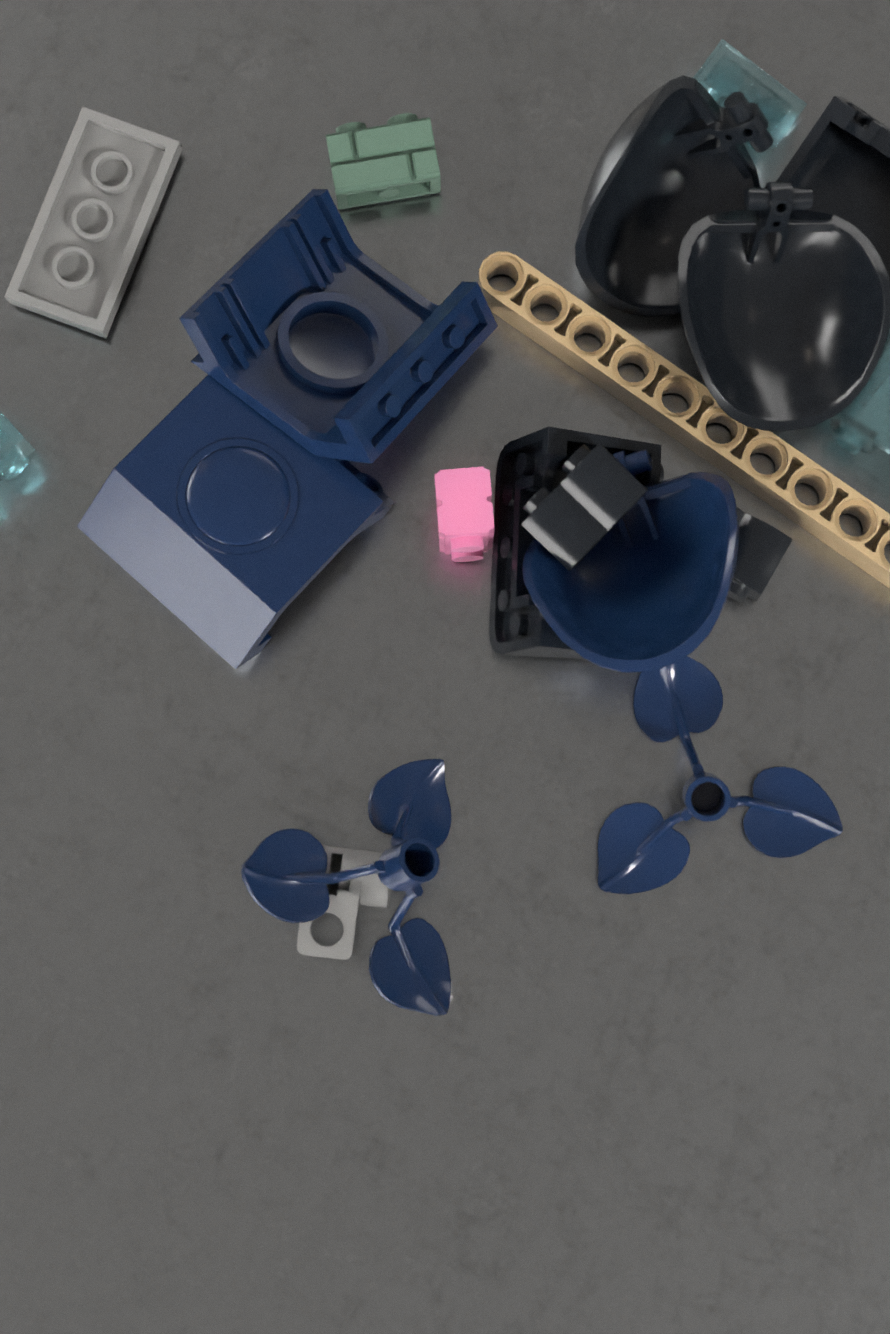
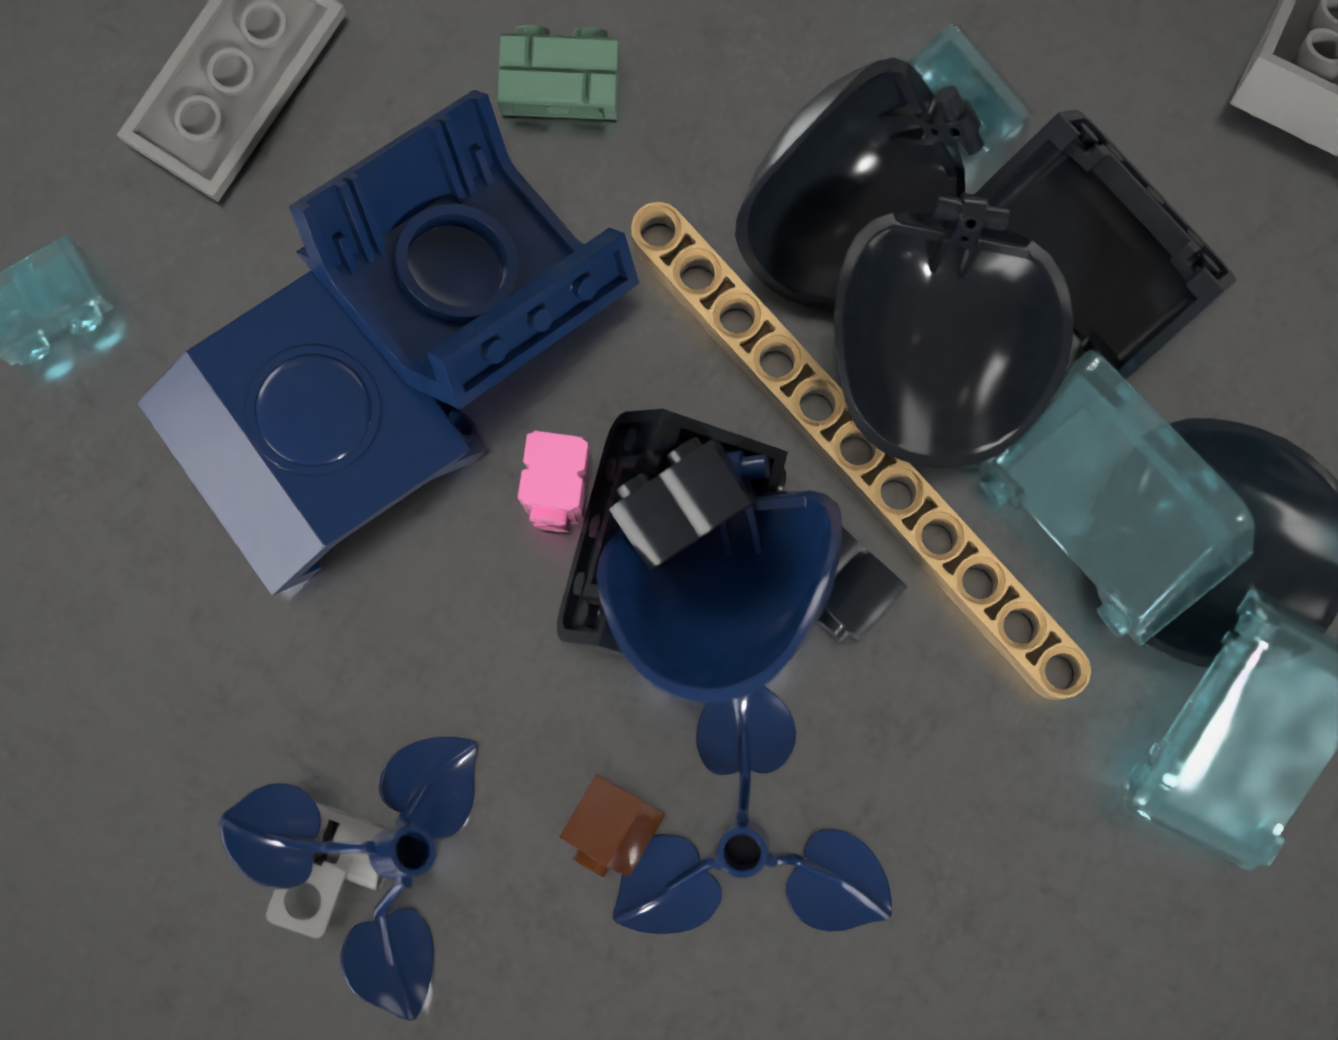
camera: 15 degrees right, 0 degrees up
(580, 807) = (610, 828): none -> reddish brown brick

